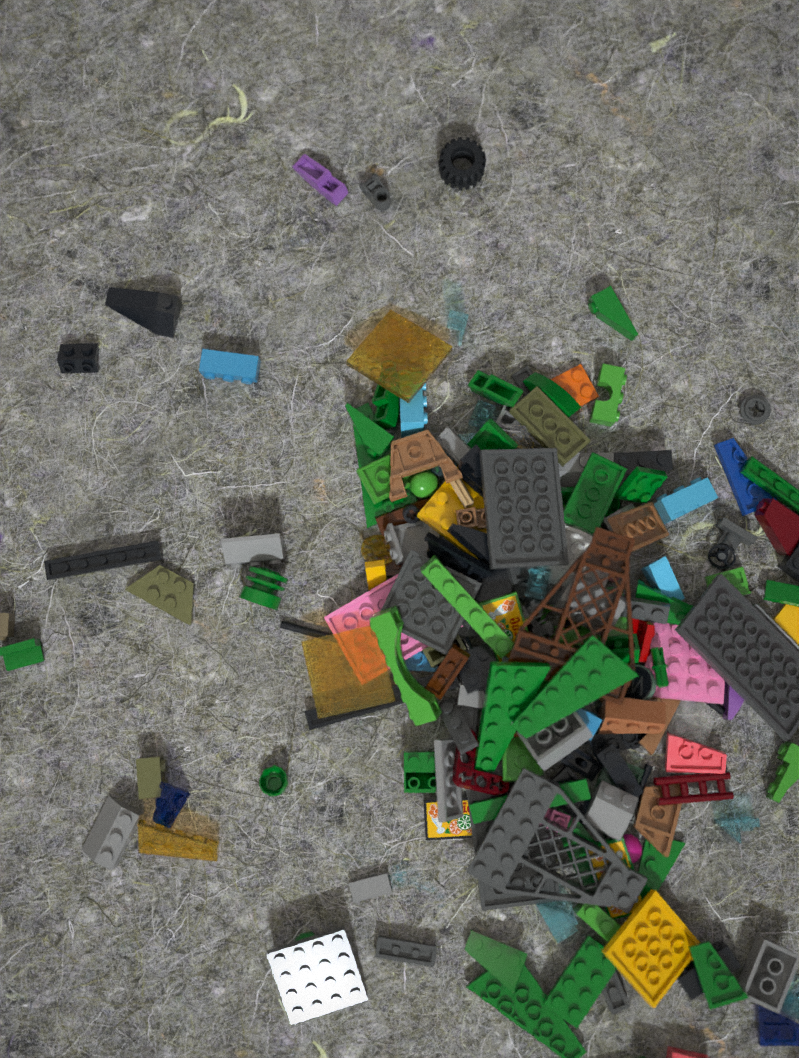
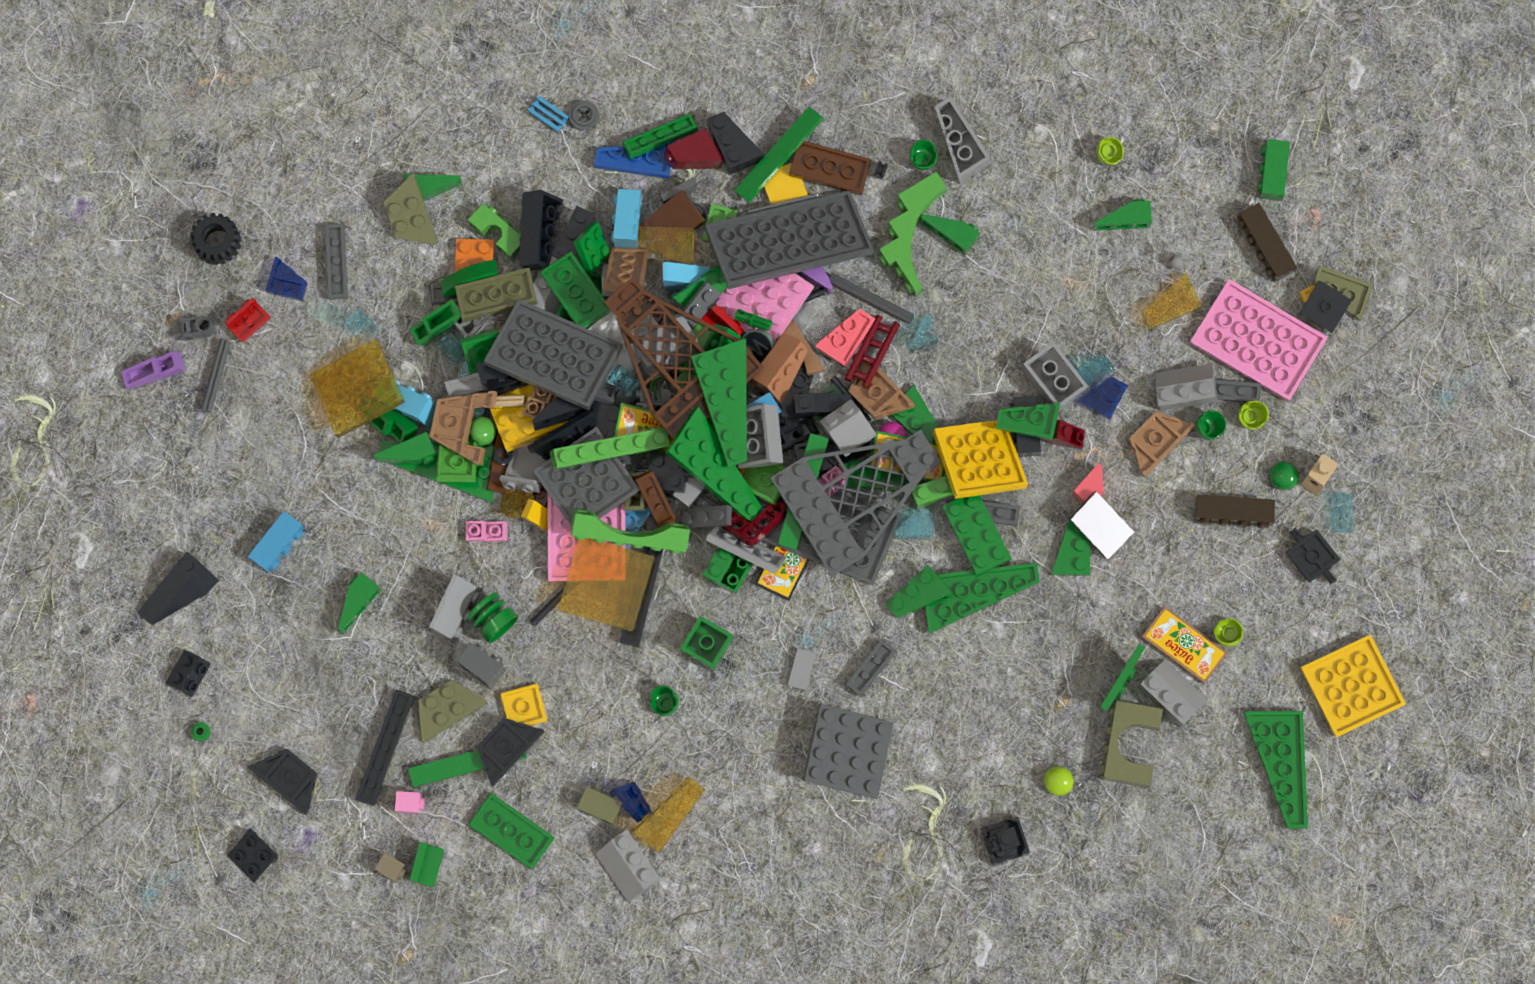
camera: 60 degrees left, 5 degrees down
(34, 493) = (288, 777): none -> black wing
(38, 401) = (204, 736): none -> green plate
(66, 608) = (409, 802): none -> bright pink brick
(89, 710) = (511, 831): none -> green tile
(129, 638) = (447, 768): none -> green tile
(157, 665) = (506, 746): none -> black wing
(203, 658) = (524, 705): none -> yellow tile
(216, 602) = (480, 665): none -> dark grey brick
(221, 462) = (358, 597): none -> green slope
(339, 538) = (486, 531): none -> bright pink slope
(344, 233) = (215, 376): none -> dark grey axle
(344, 790) = (706, 643): none -> green brick
(407, 230) = (247, 320): none -> red bracket
(459, 243) = (285, 282): none -> clear blue wing
(501, 275) = (336, 261): none -> dark grey plate
(579, 311) = (409, 213): none -> olive wing
(630, 427) = (537, 228): none -> black wedge
(686, 549) = (668, 241): none -> clear yellow wing
(705, 542) = (676, 213): none -> reddish brown tile
(721, 1017) = (1067, 435): none -> dark red slope
(741, 759) = (871, 298): none -> dark grey axle
(745, 364) = (536, 105): none -> dark azure tile

